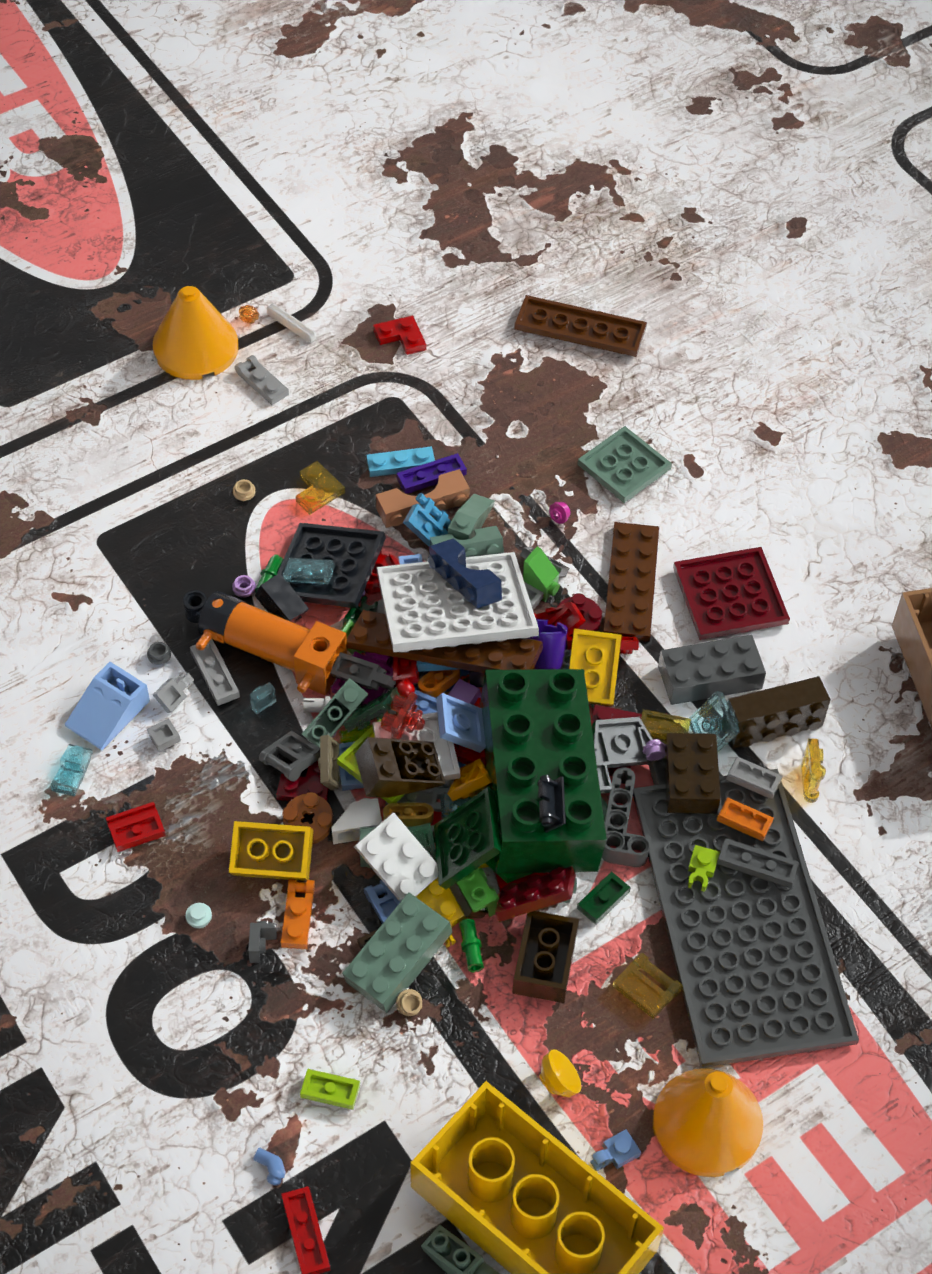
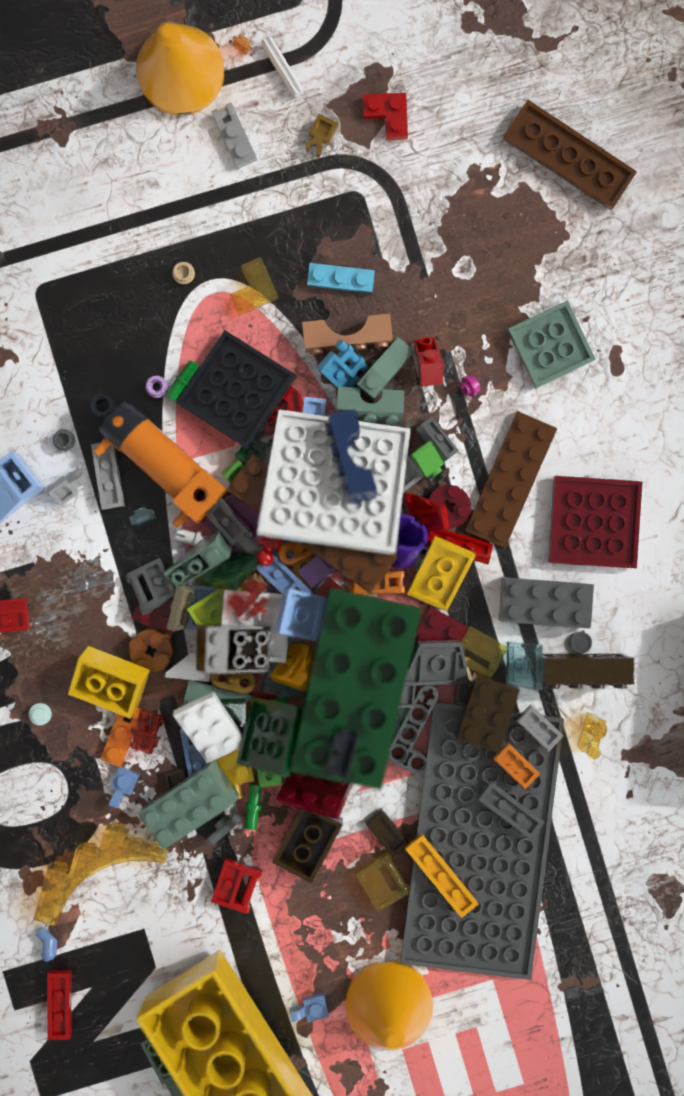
camera: 15 degrees right, 35 degrees up
(163, 735) = (49, 529): light grey plate -> none
(258, 935) = (80, 756): dark grey bracket -> none
(281, 599) = (184, 419): black hinge -> none
(297, 1051) = (88, 859): none -> clear yellow arch
(308, 570) = (215, 395): clear light blue plate -> none
(314, 963) = (123, 783): none -> medium blue plate
(326, 895) = (146, 731): none -> clear red hips
(330, 1089) = (106, 897): lime plate -> none
(343, 359) = (321, 132): none -> pearl gold plate
(409, 1002) = (189, 843): tan plate -> none
(428, 474) = (364, 304): dark purple plate -> none
(447, 971) = (223, 827): none -> dark grey piece
(471, 1035) = (229, 883): none -> red plate
(511, 502) = (428, 361): none -> red slope
(559, 1074) = (290, 945): yellow piece -> none
(603, 898) = (370, 798): dark green plate -> none
(633, 935) = (387, 832): none -> dark brown tile
(654, 750) = (463, 679): lavender plate -> none
(702, 865) = (465, 794): lime plate -> none
(710, 949) = (441, 875): none -> light orange plate

